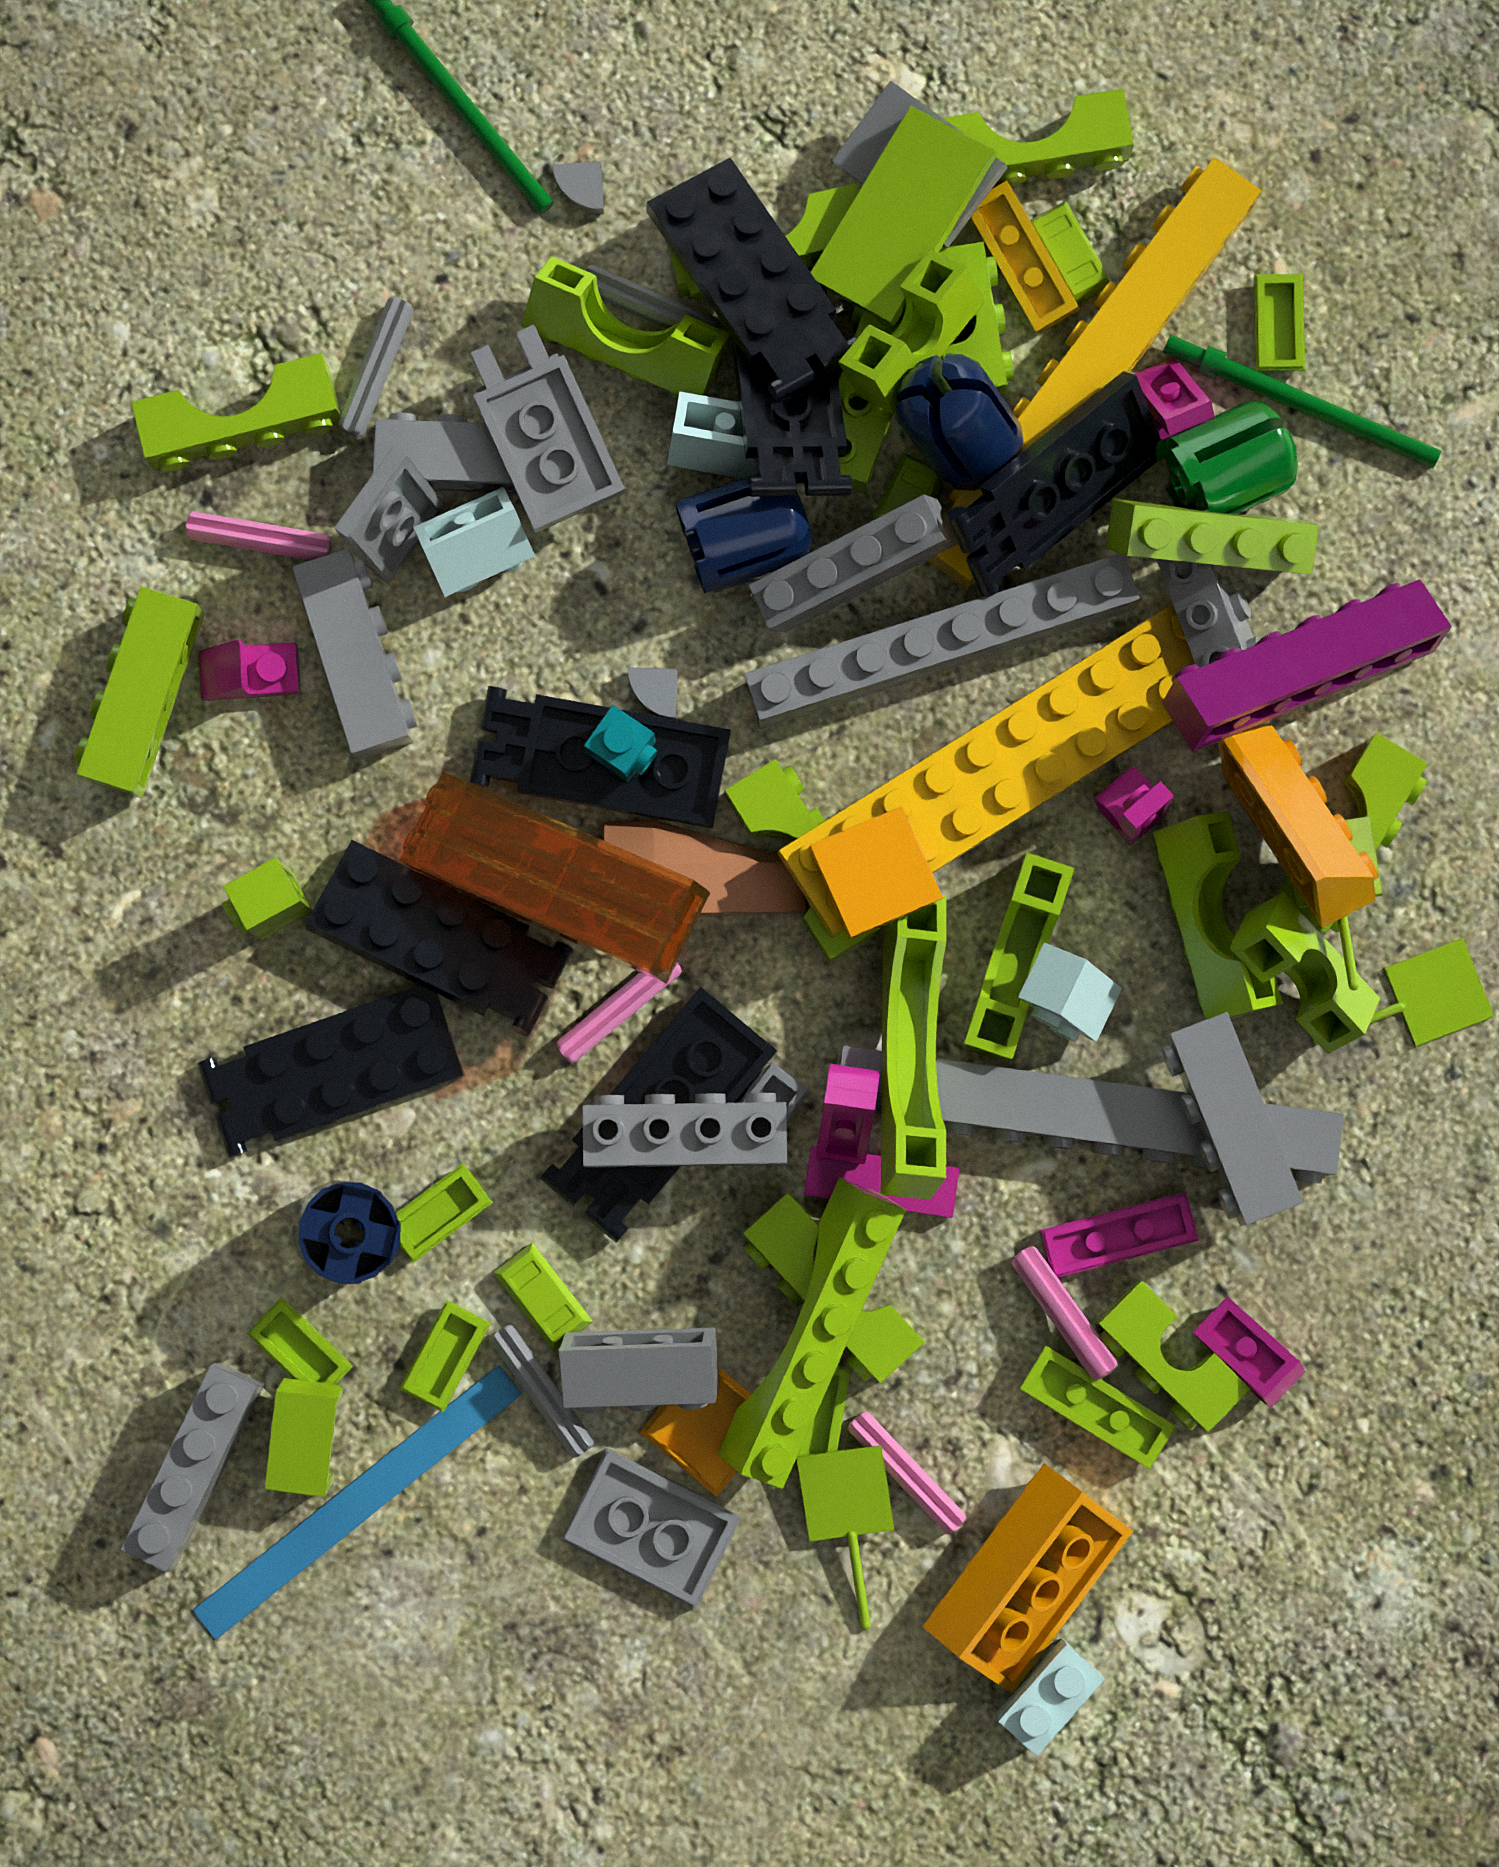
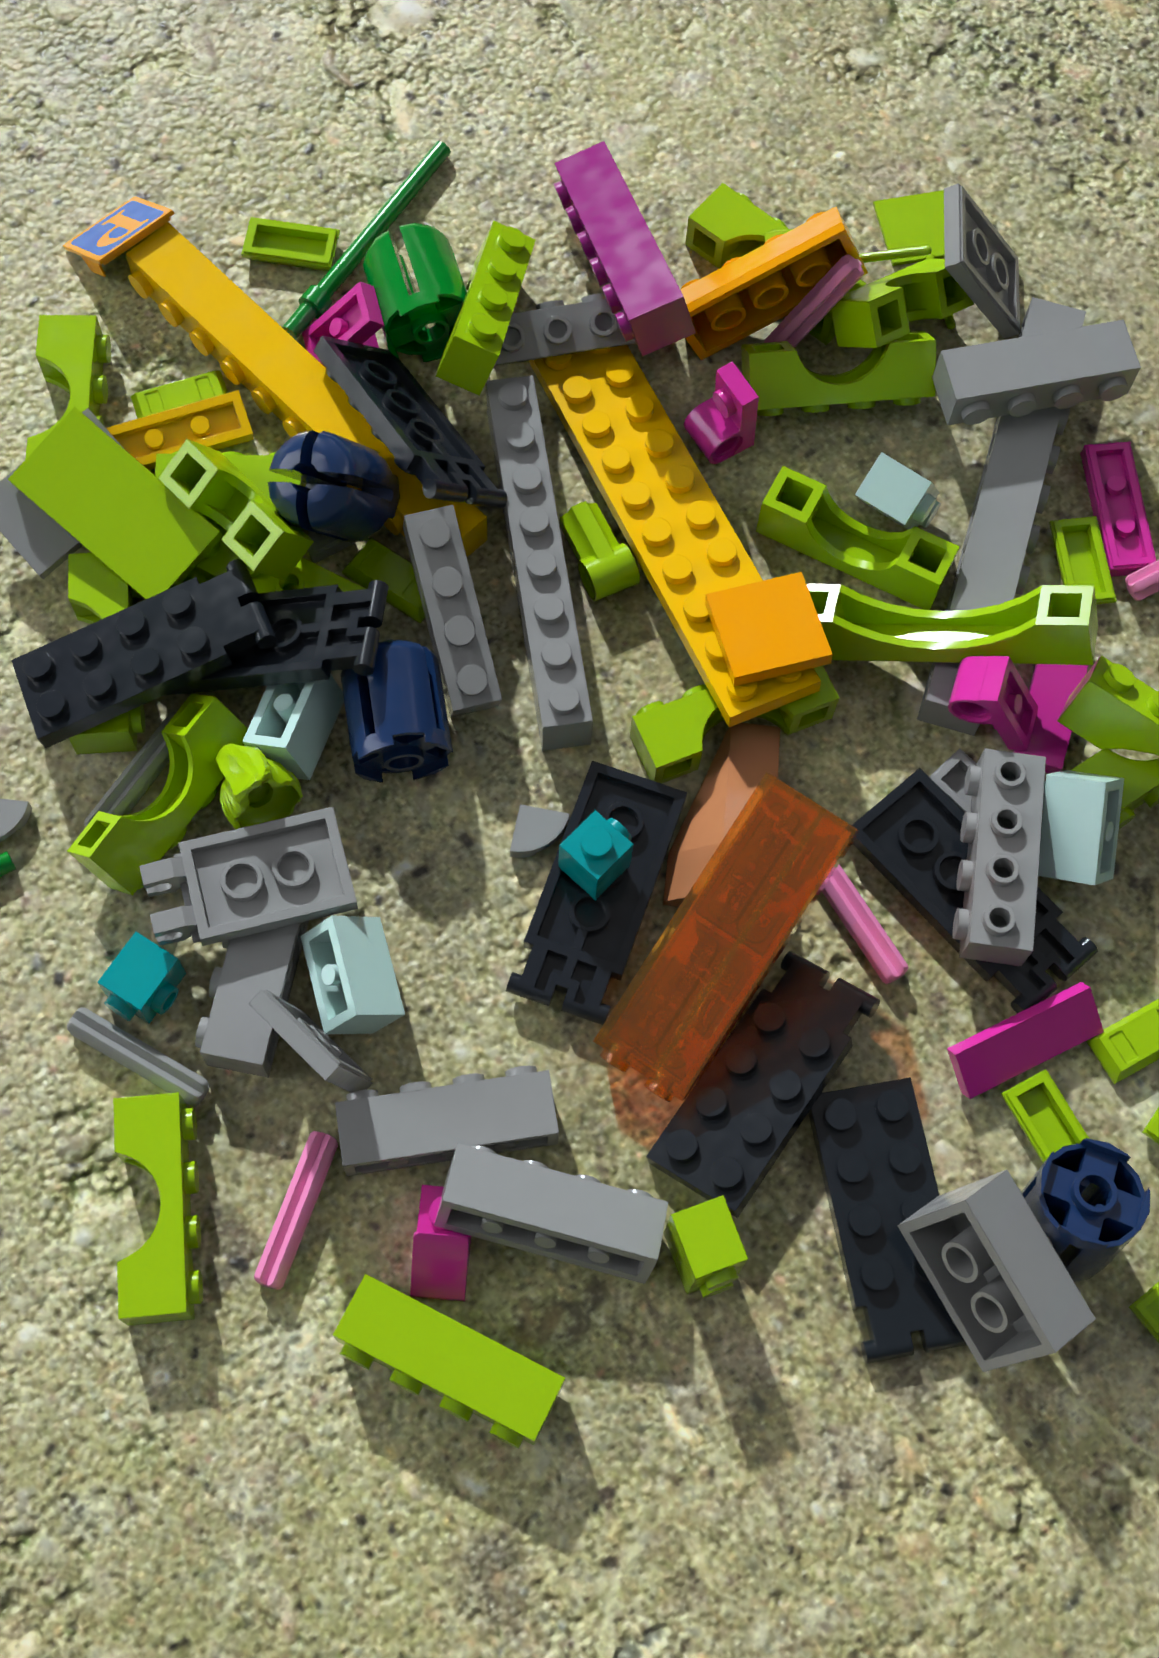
camera: 90 degrees left, 15 degrees down
(278, 1159) = (996, 1272): none -> light grey brick
(280, 758) = (552, 1213): none -> light grey brick
(442, 353) = (142, 980): none -> teal brick
(516, 1180) = (1025, 1040): none -> dark pink tile
(641, 413) = (255, 787): none -> lime hair
(728, 1207) = (1080, 826): none -> light aqua brick
(953, 708) = (602, 561): none -> lime piece
(1045, 1200) = (1083, 556): none -> lime tile
(1251, 142) = (118, 232): none -> piece
(1275, 878) = (818, 301): none -> bright pink axle
(1369, 1051) = (981, 261): none -> light grey tile

